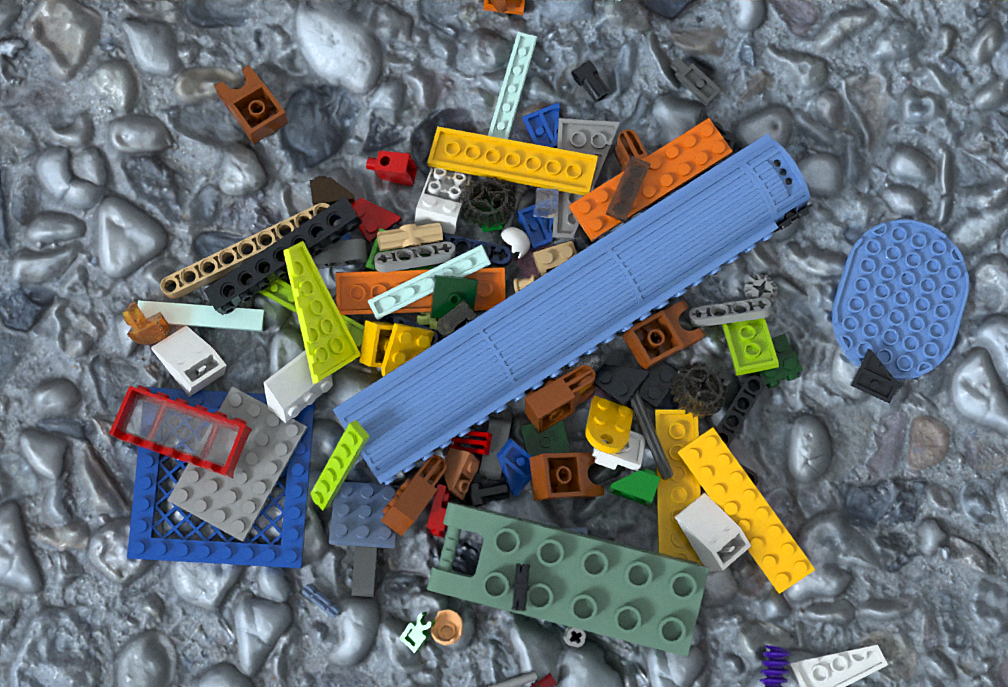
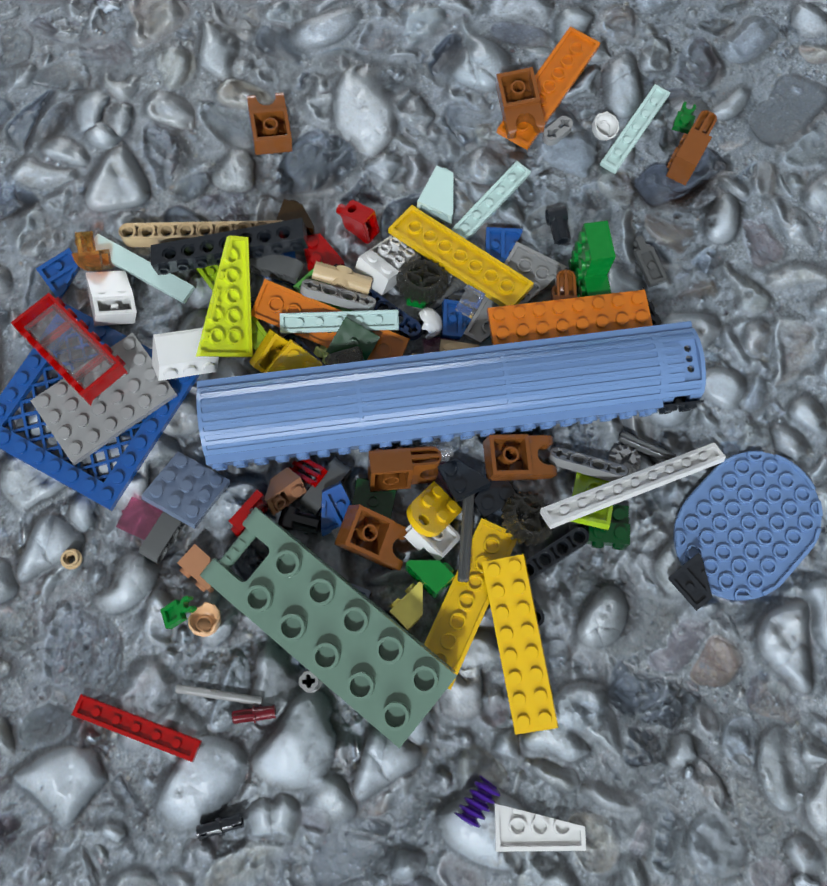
camera: 25 degrees right, 5 degrees down
(121, 358) = (59, 272): none -> blue wing
(282, 631) = (66, 556): none -> tan plate
(321, 600) = (112, 545): sand blue axle -> none
(333, 563) = (138, 518): none -> clear pink piece
(339, 465) = (180, 431): lime plate -> none
(413, 495) = (232, 490): dark orange brick -> none
(414, 580) = (193, 564): none -> nougat slope
(459, 104) = (438, 196): none -> light aqua slope
(521, 587) = (278, 610): black pin -> none
(628, 189) = (544, 314): clear smoke plate -> none
(630, 525) = (409, 608): none -> light yellow slope
(645, 112) = (593, 259): none -> green piece
(712, 533) = (478, 649): white slope -> none
(776, 268) = (645, 447): none -> dark grey axle
(781, 314) = (631, 485): none -> white plate

